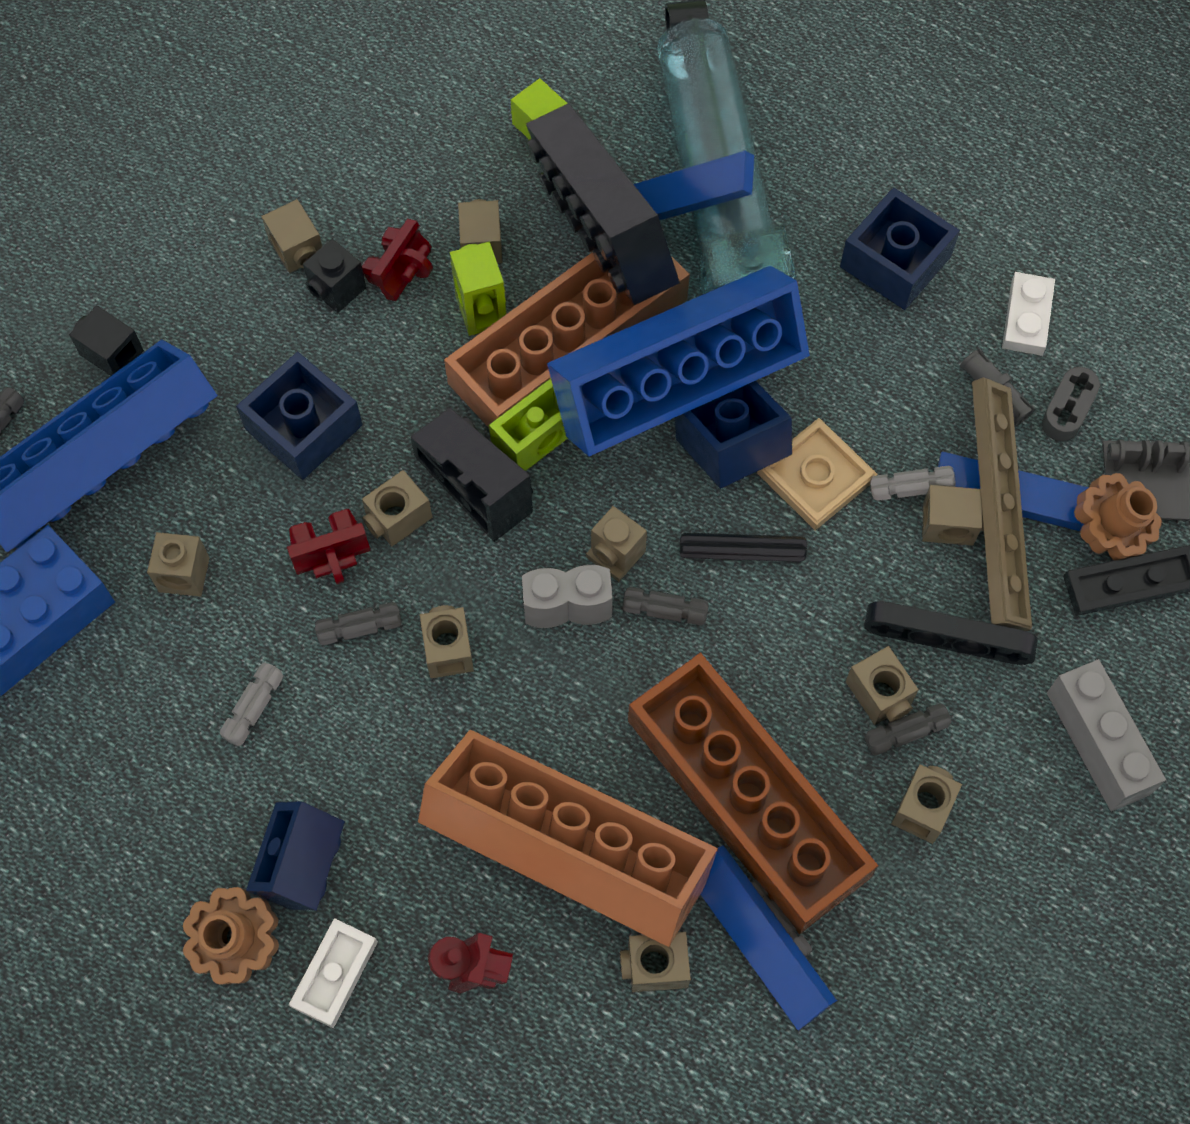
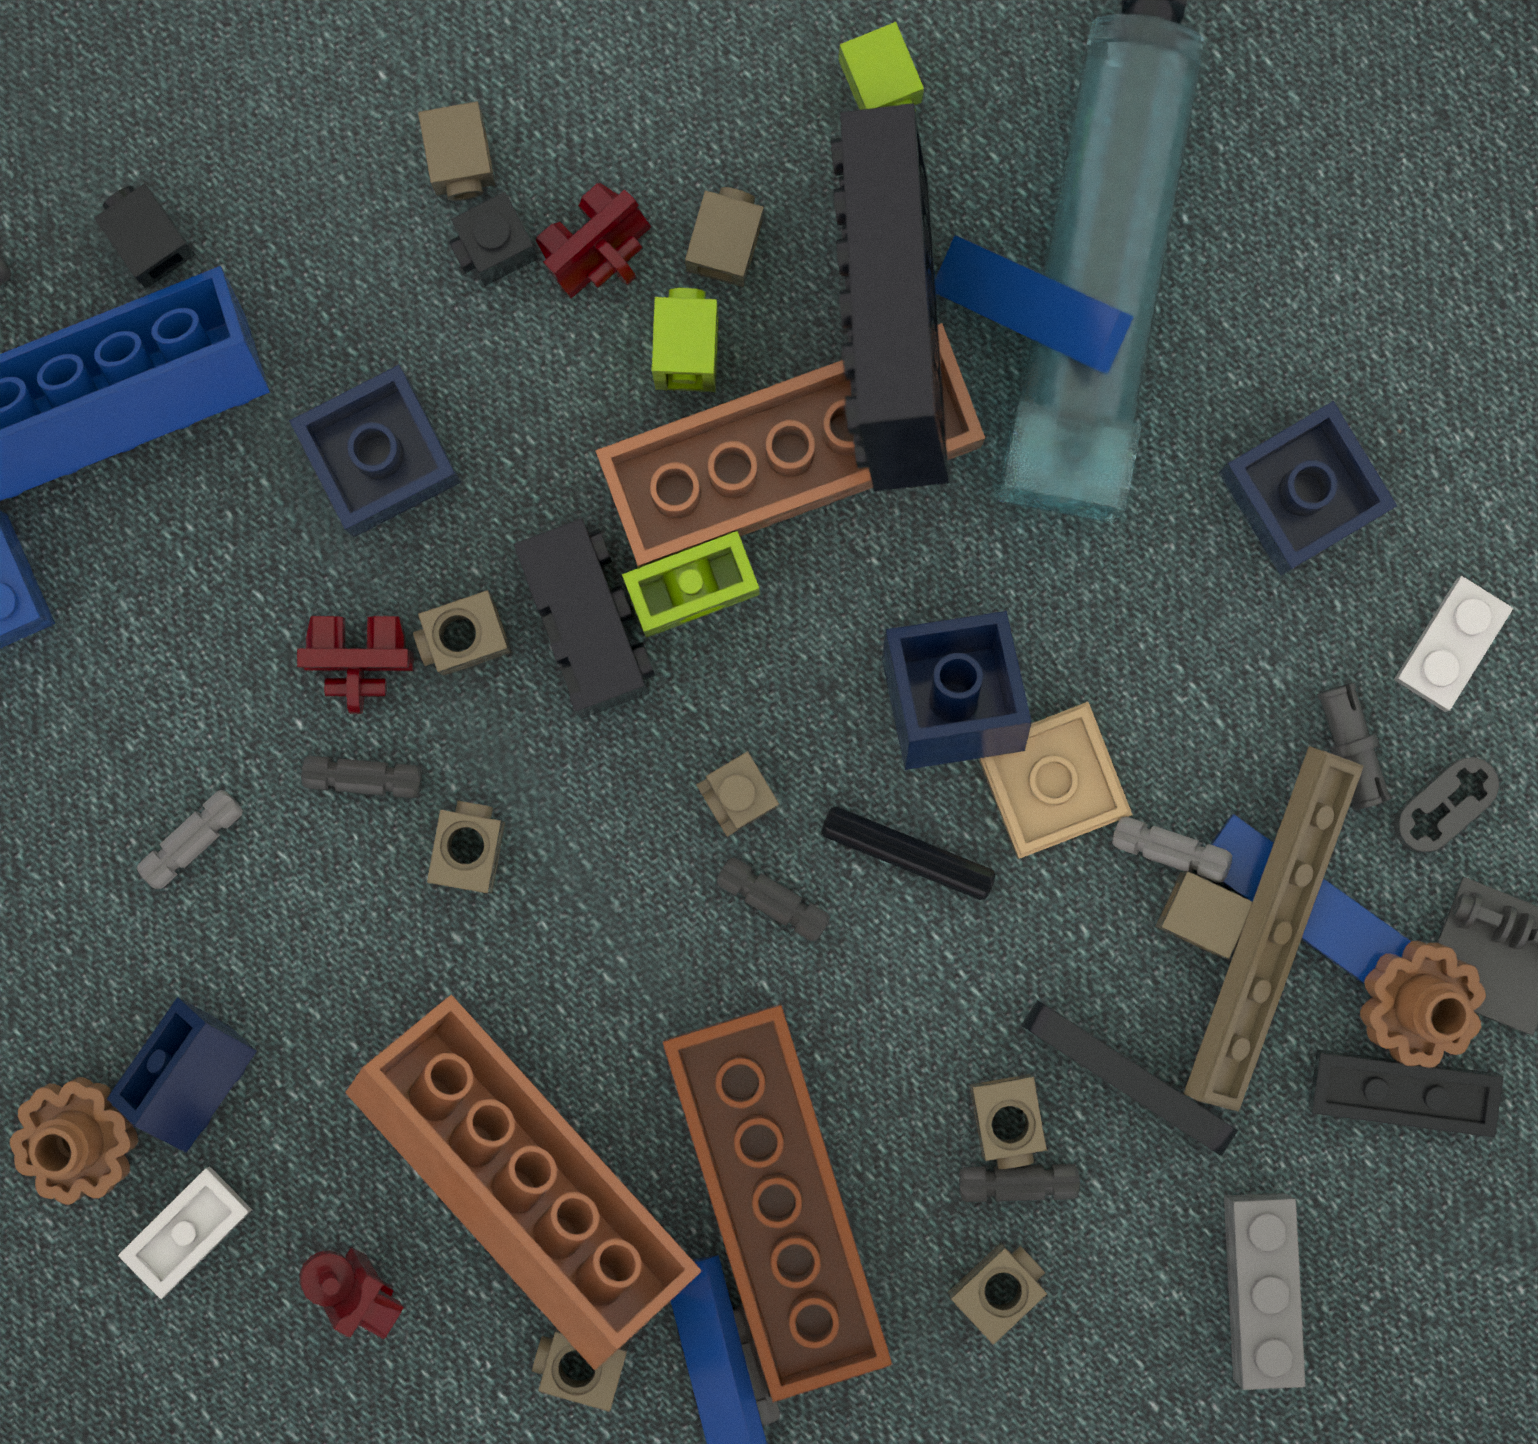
camera: 20 degrees right, 20 degrees up
(178, 564) = (149, 613): dark tan brick -> none
(574, 596) = (628, 842): light grey brick -> none
(679, 359) = (912, 586): blue brick -> none

